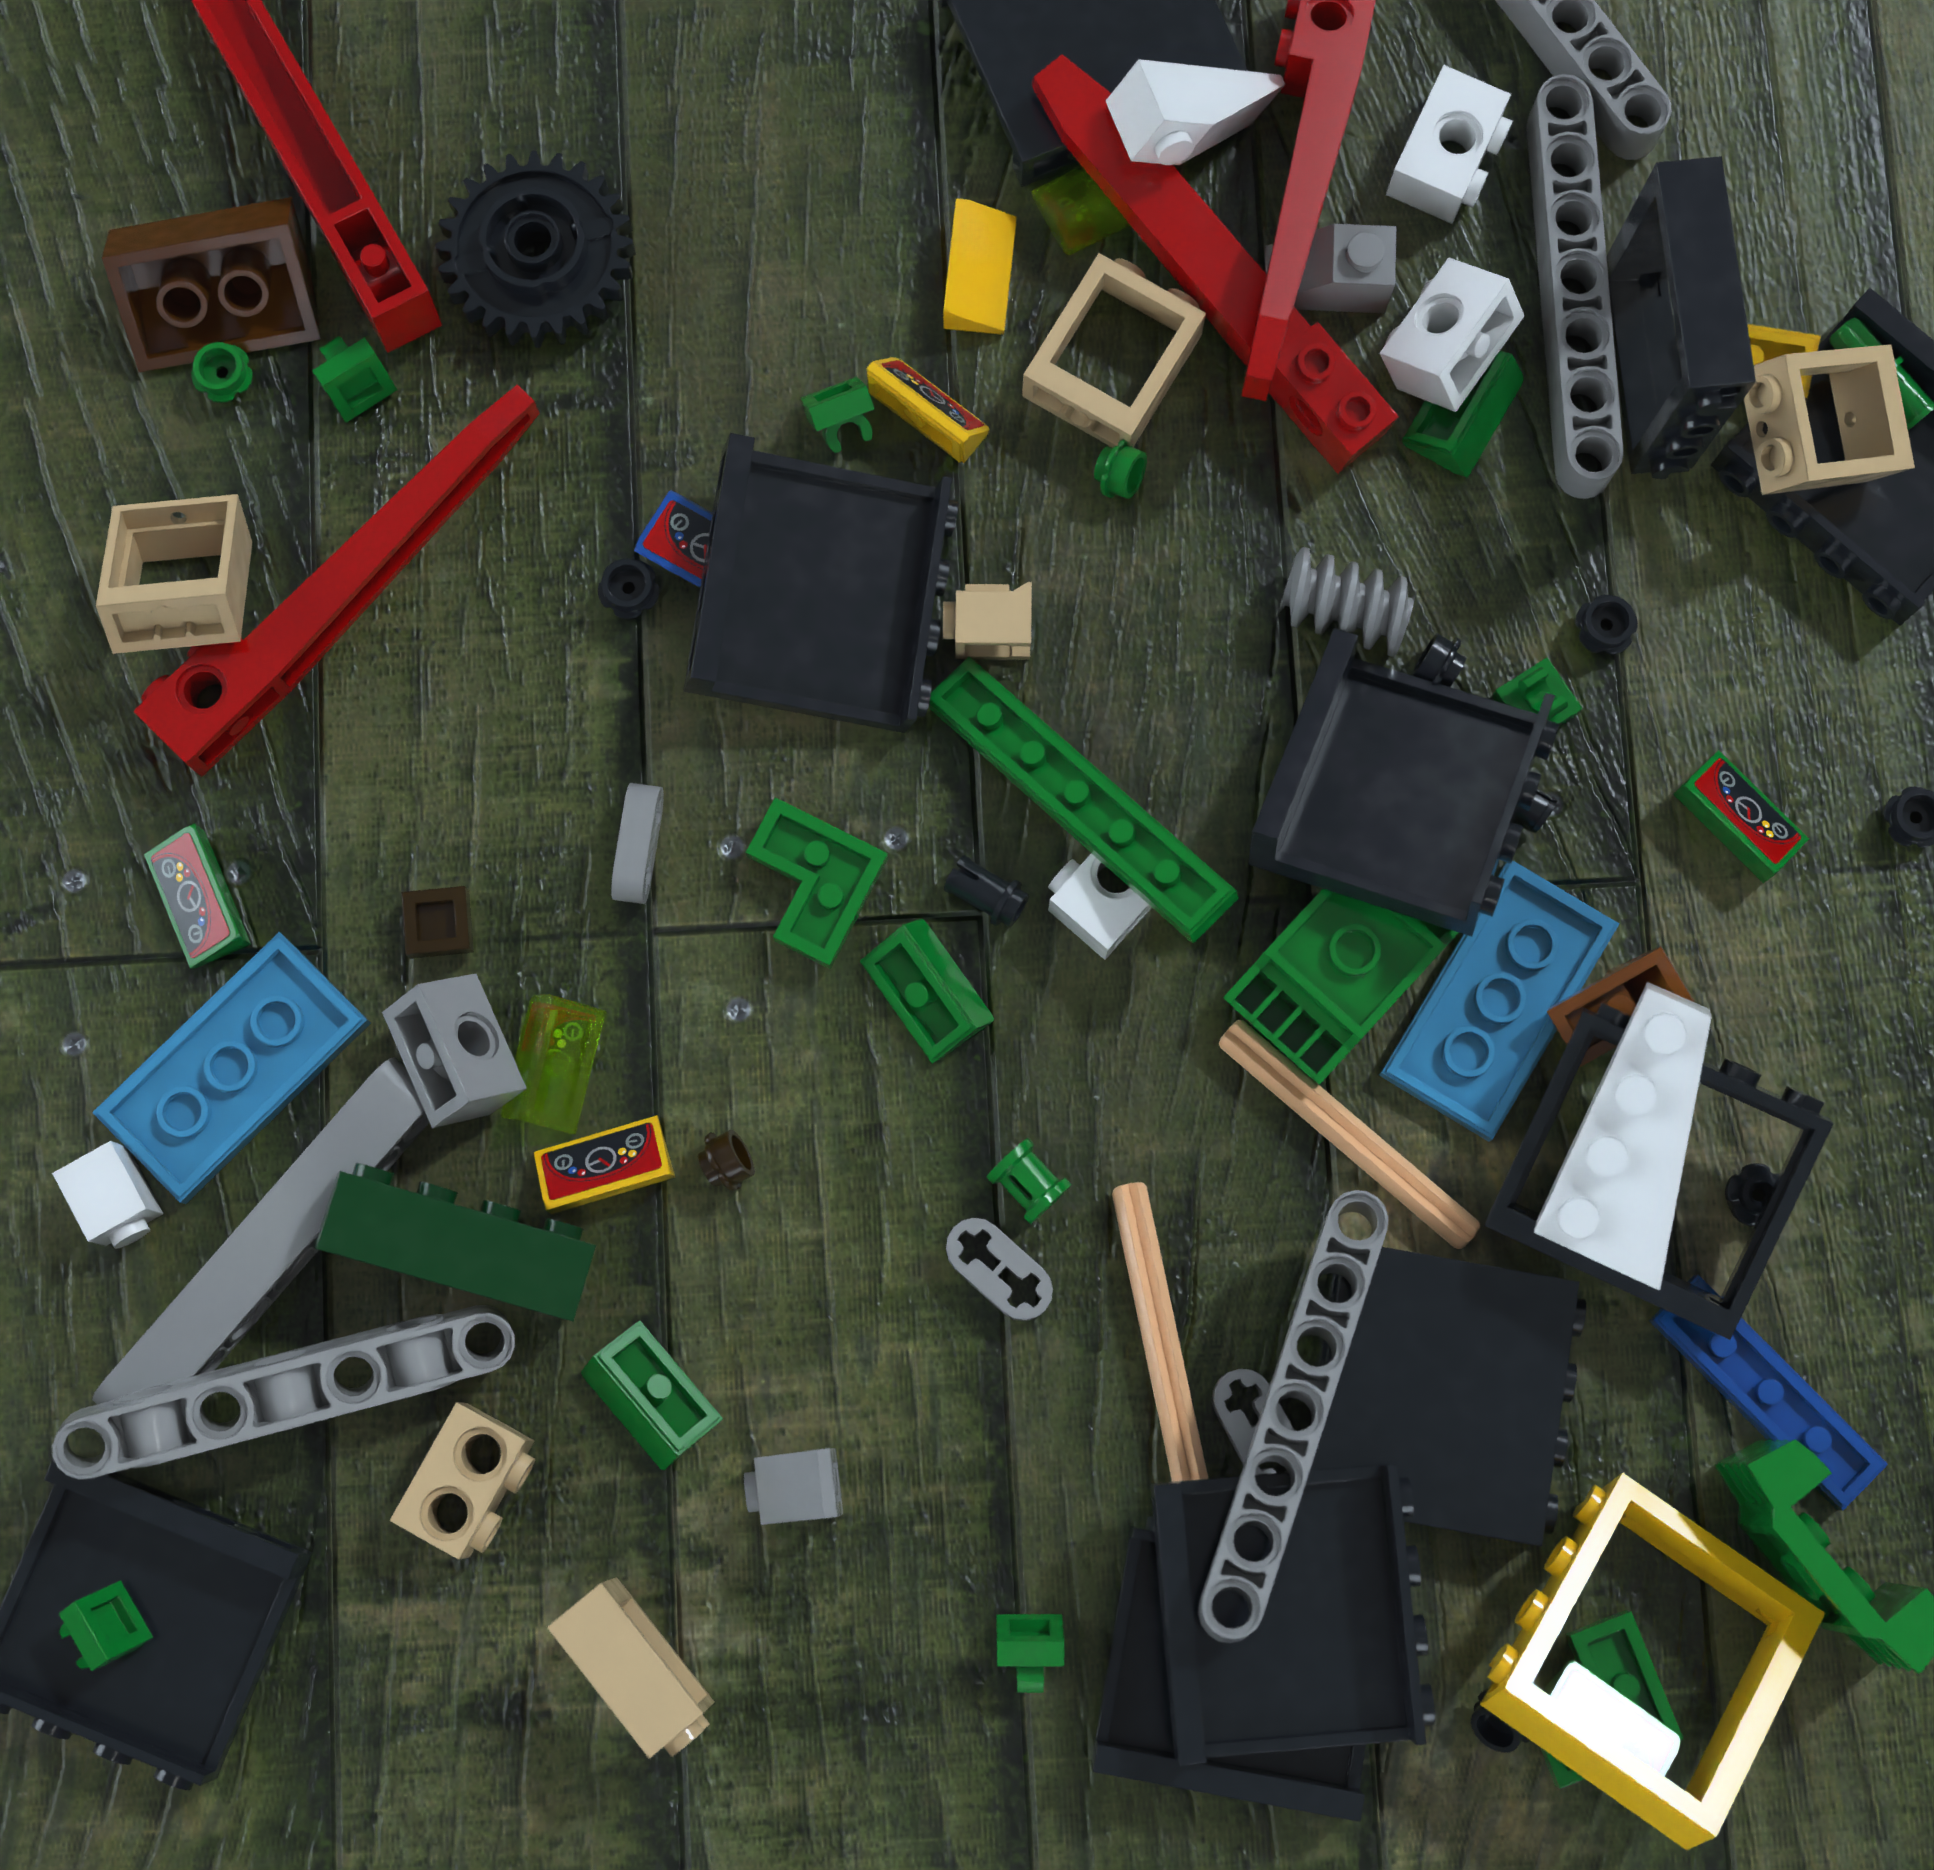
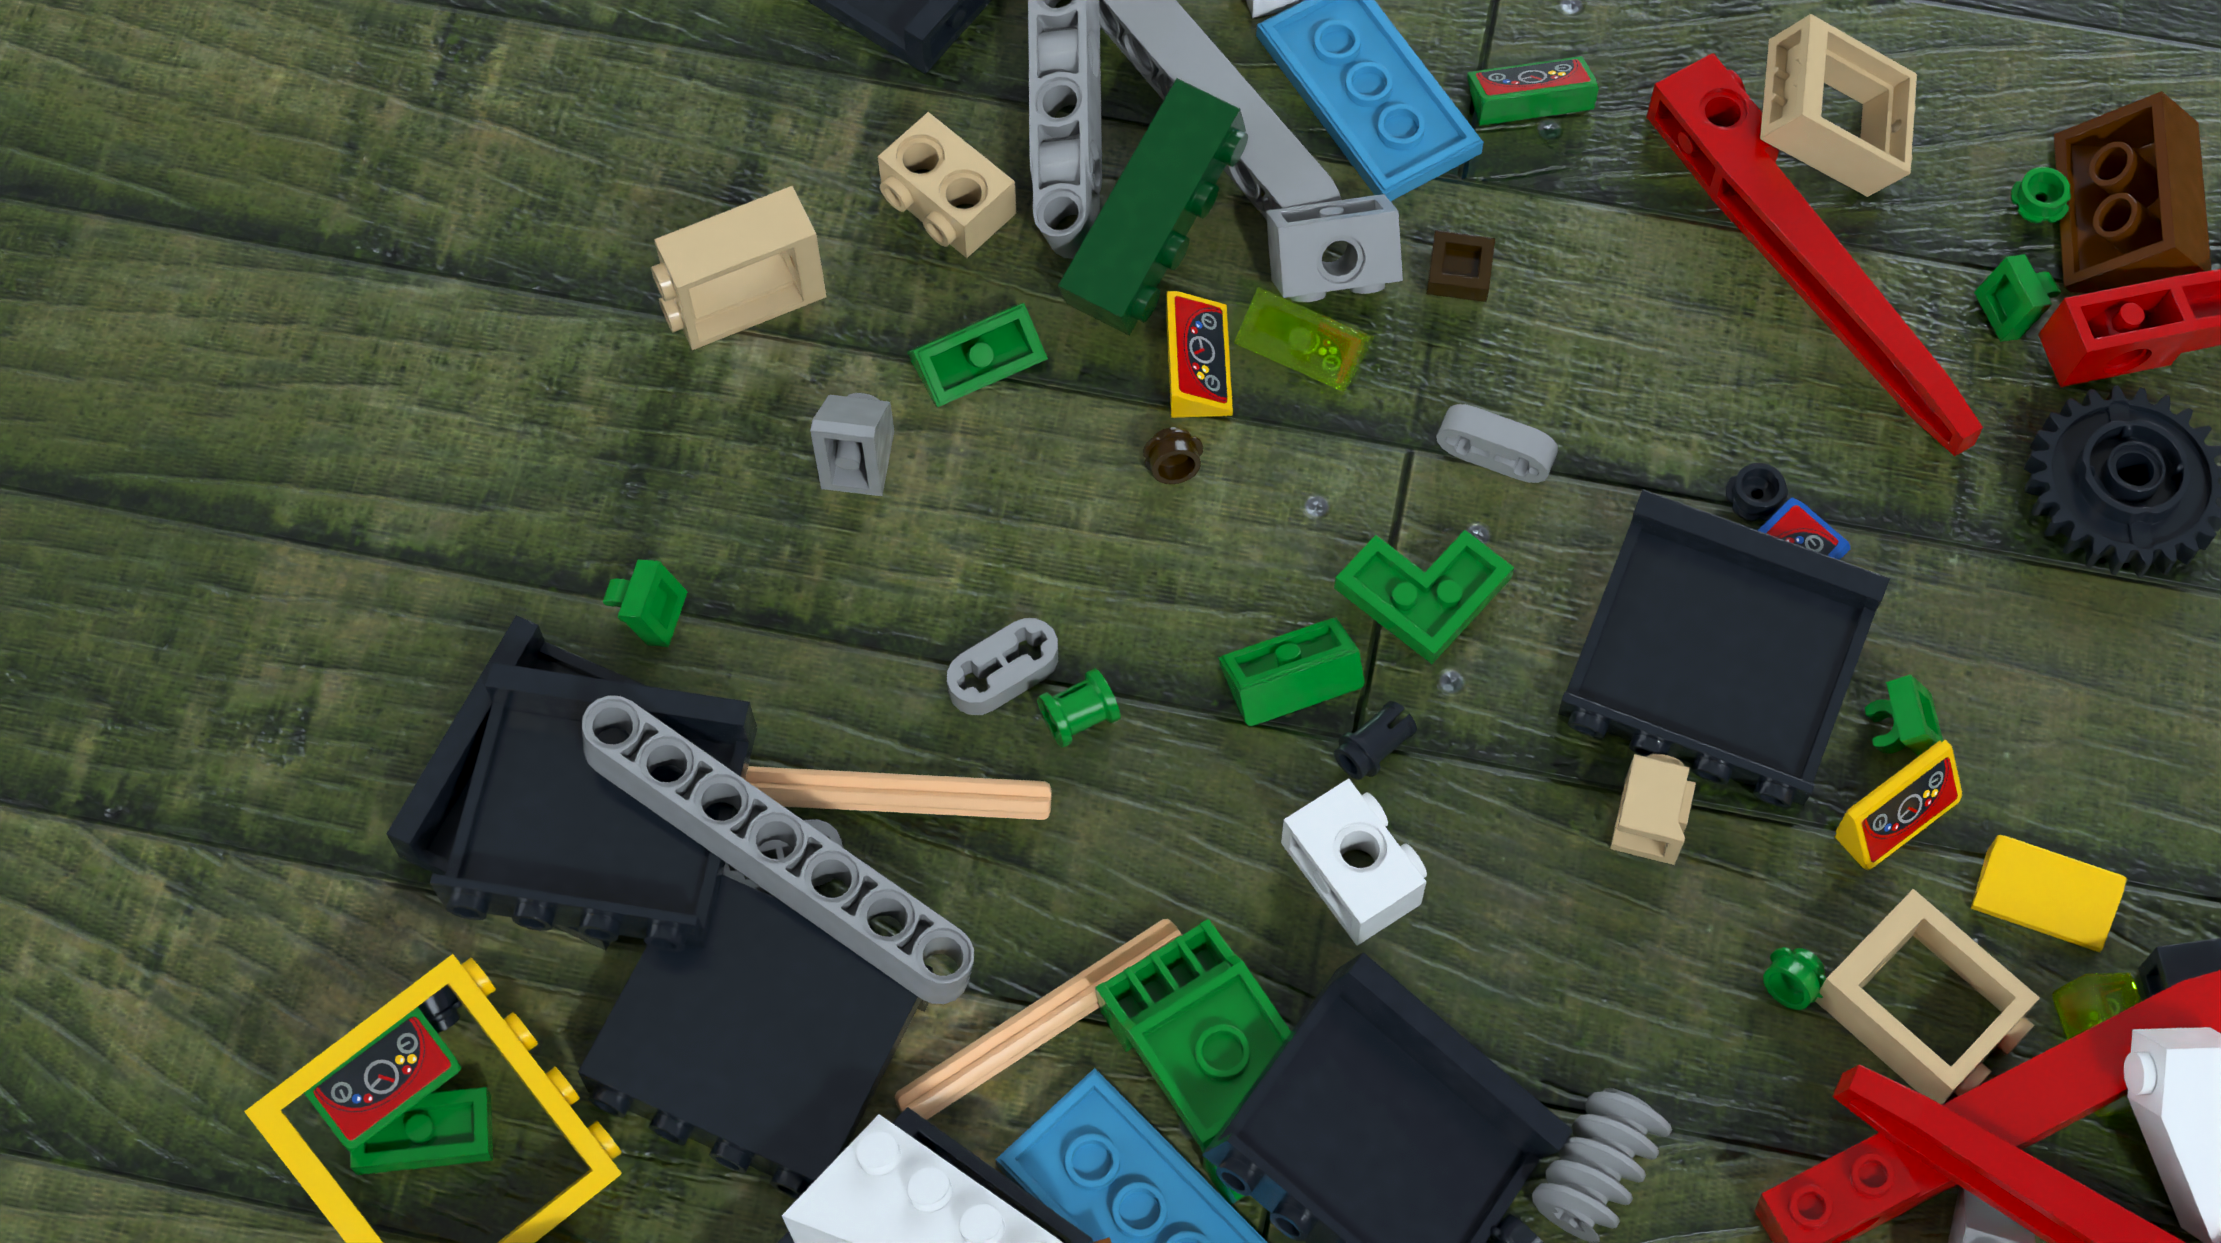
camera: 105 degrees right, 15 degrees down
(1082, 800) = (1442, 833): green tile -> none

